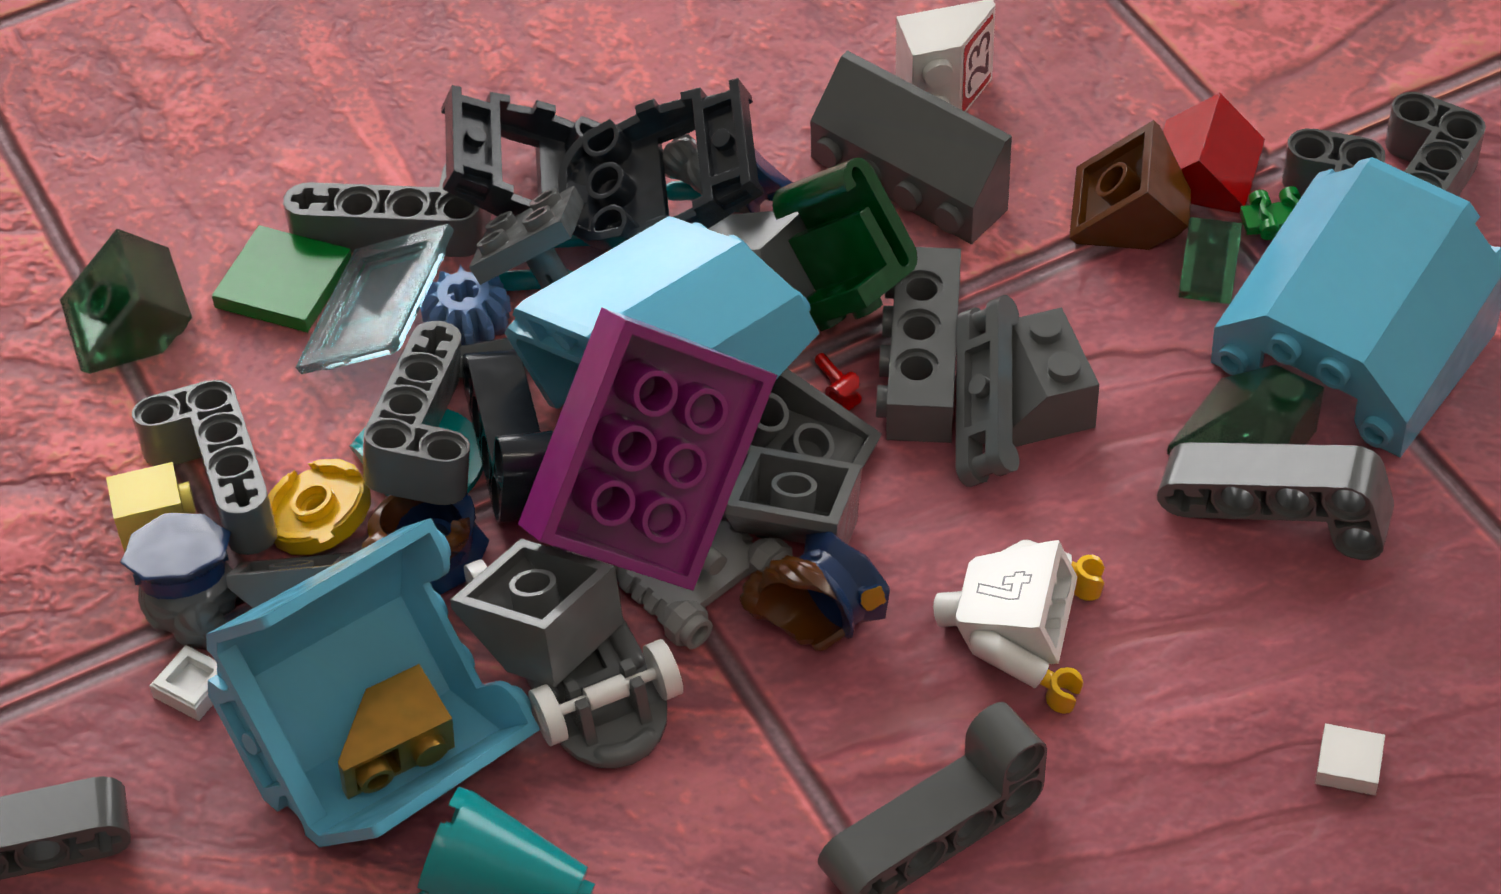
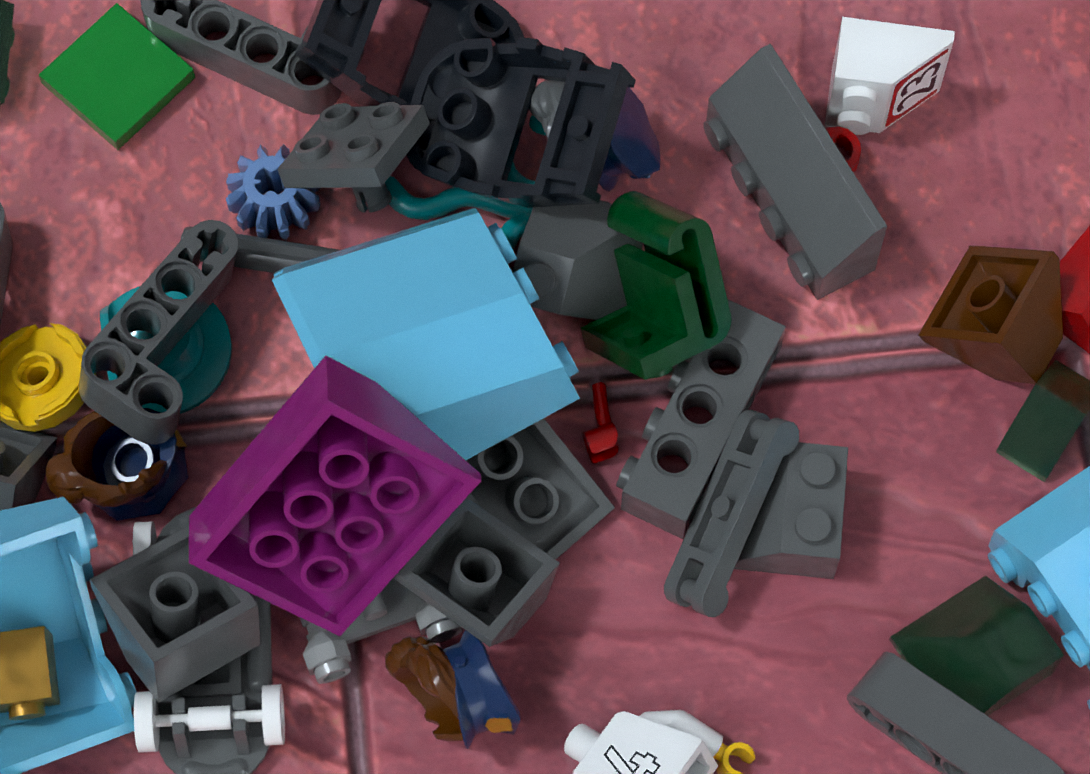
camera: 20 degrees right, 20 degrees up
(376, 300) = (187, 152): clear light blue piece -> none
(504, 428) = (248, 365): black beam -> none

